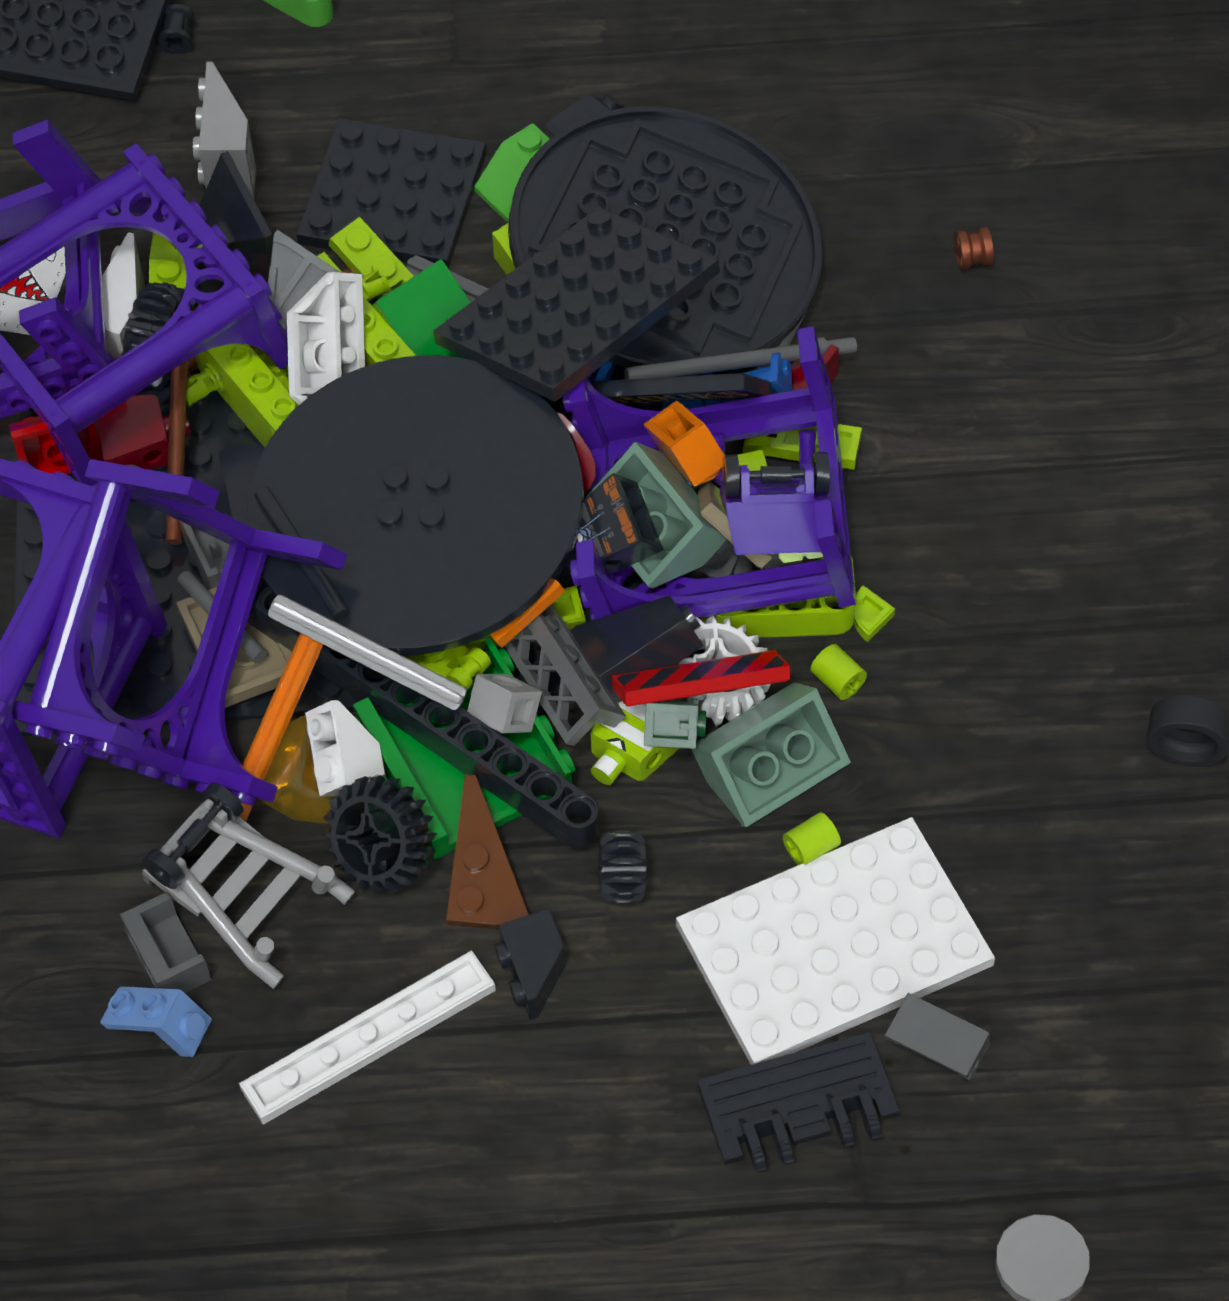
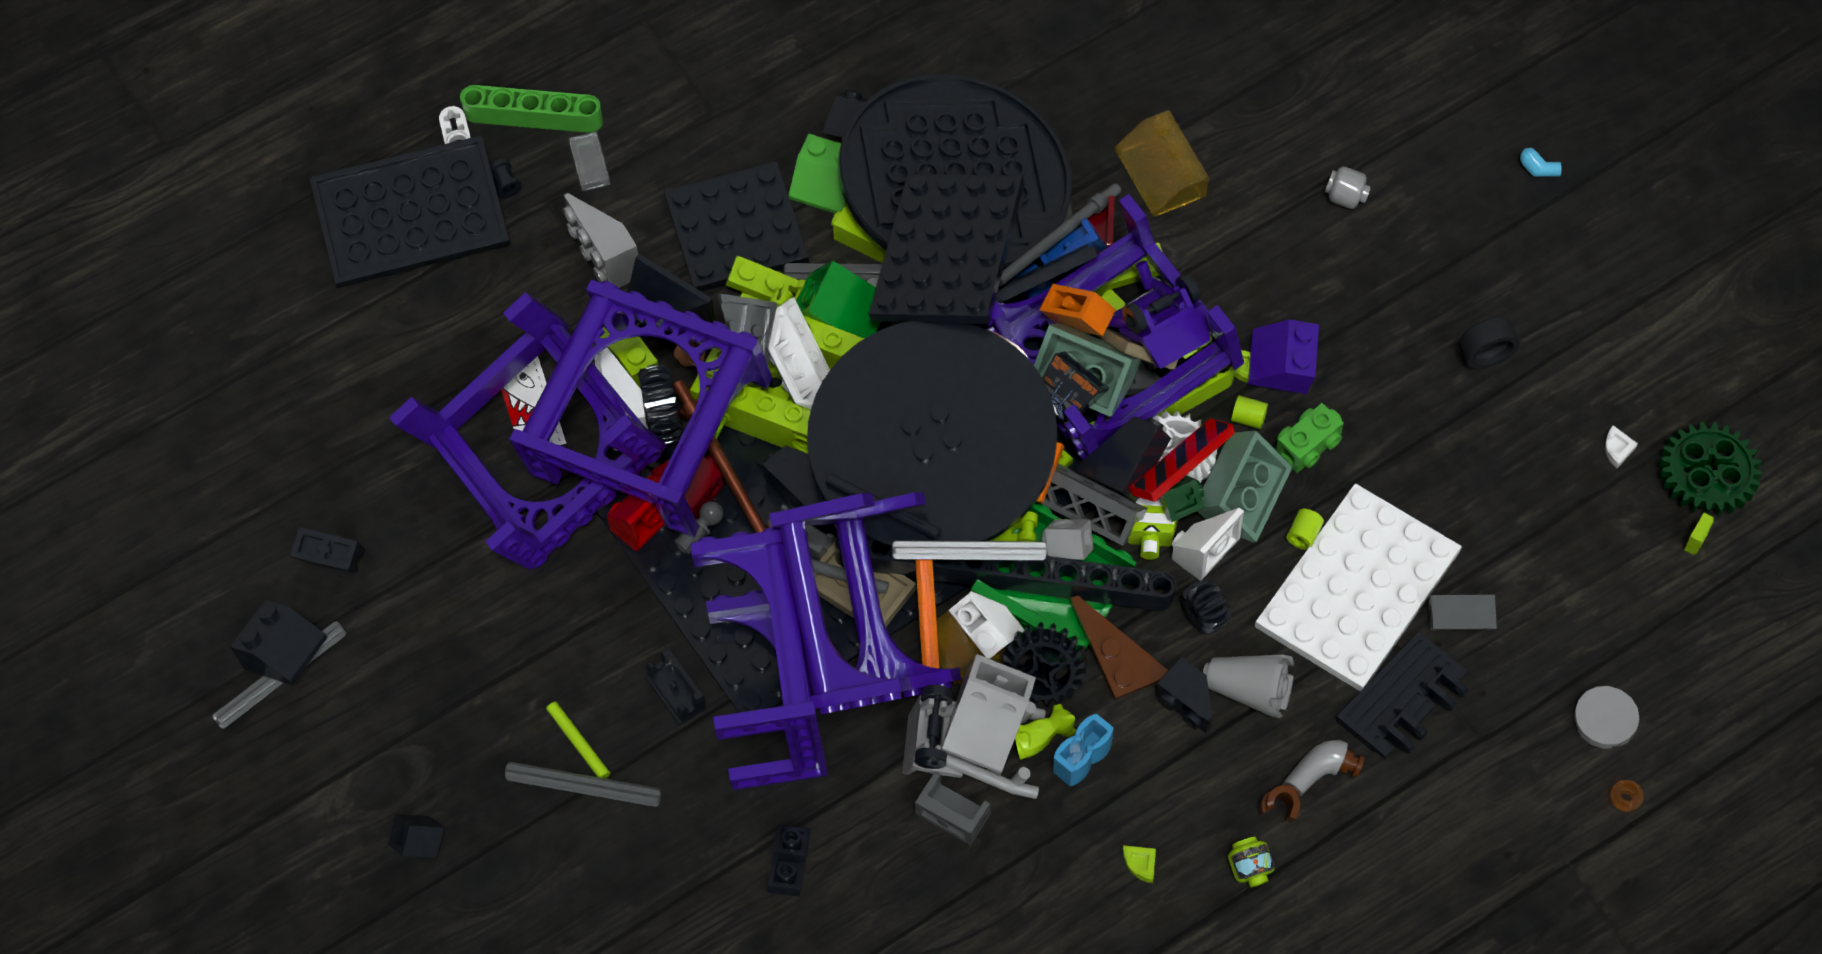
camera: 30 degrees left, 5 degrees up
(160, 1011) = (977, 852): medium blue bracket -> none
(264, 852) = (988, 713): none -> light grey slope
(283, 53) = (589, 161): none -> clear tile
(319, 914) = (1037, 734): none -> lime animal
(343, 1128) = (1140, 862): none -> lime tile
(351, 959) = (1087, 747): none -> dark azure brick
(367, 1037) = (1115, 797): white tile -> none
(469, 1197) = (1251, 861): none -> head
(622, 986) = (1253, 681): none -> light grey cone
(636, 1122) = (1321, 760): none -> piece
(680, 796) = (1207, 542): none -> white slope
(892, 735) = (1310, 437): none -> bright green brick
(924, 627) = (1284, 356): none -> dark purple slope
(929, 344) = (1162, 164): none -> clear yellow slope
(973, 248) = (1147, 84): copper wheel -> none
(1137, 470) = (1347, 187): none -> light grey head

